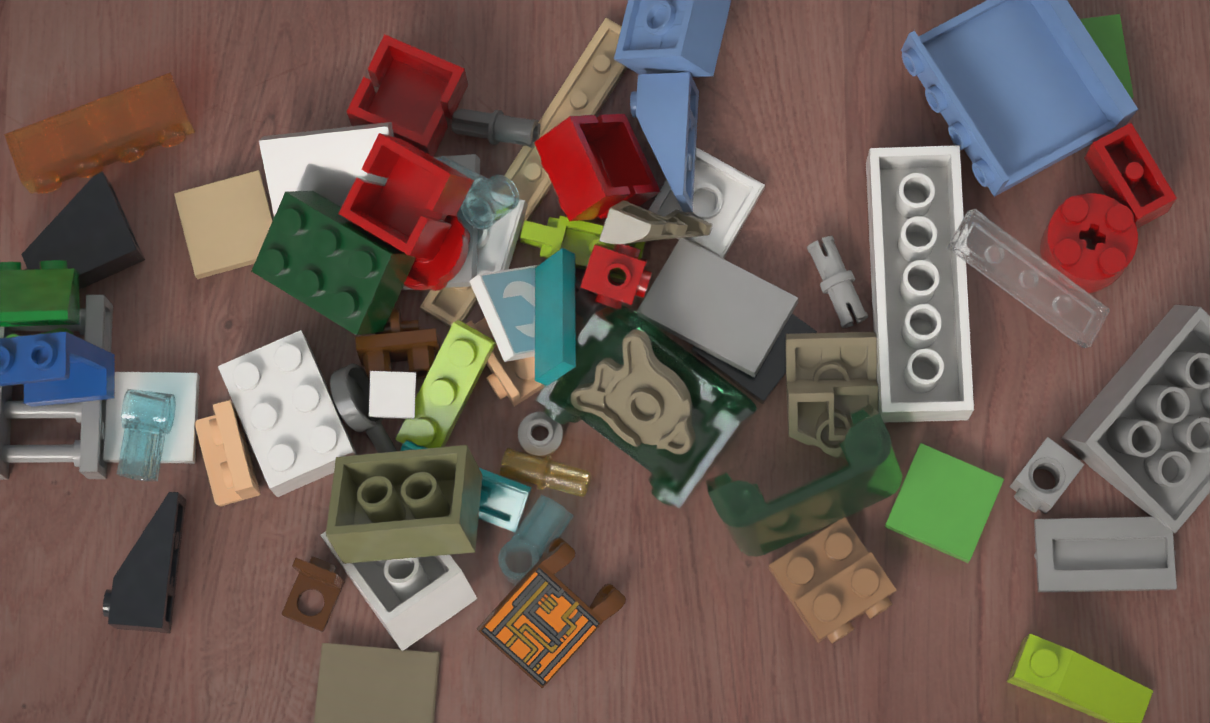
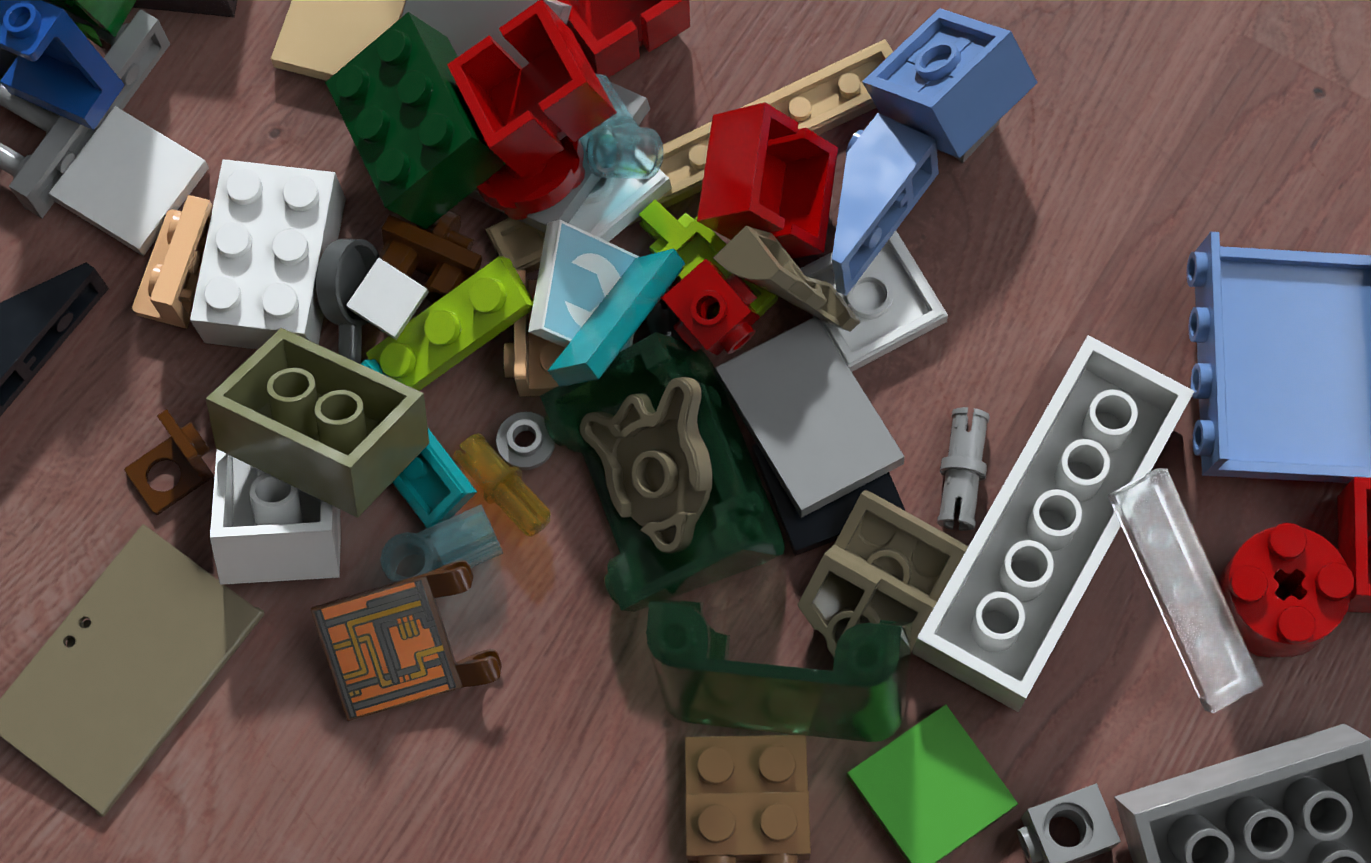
camera: 30 degrees right, 5 degrees down
(146, 421) = (112, 176): clear light blue piece -> none
(496, 127) = (687, 83): dark grey axle -> none

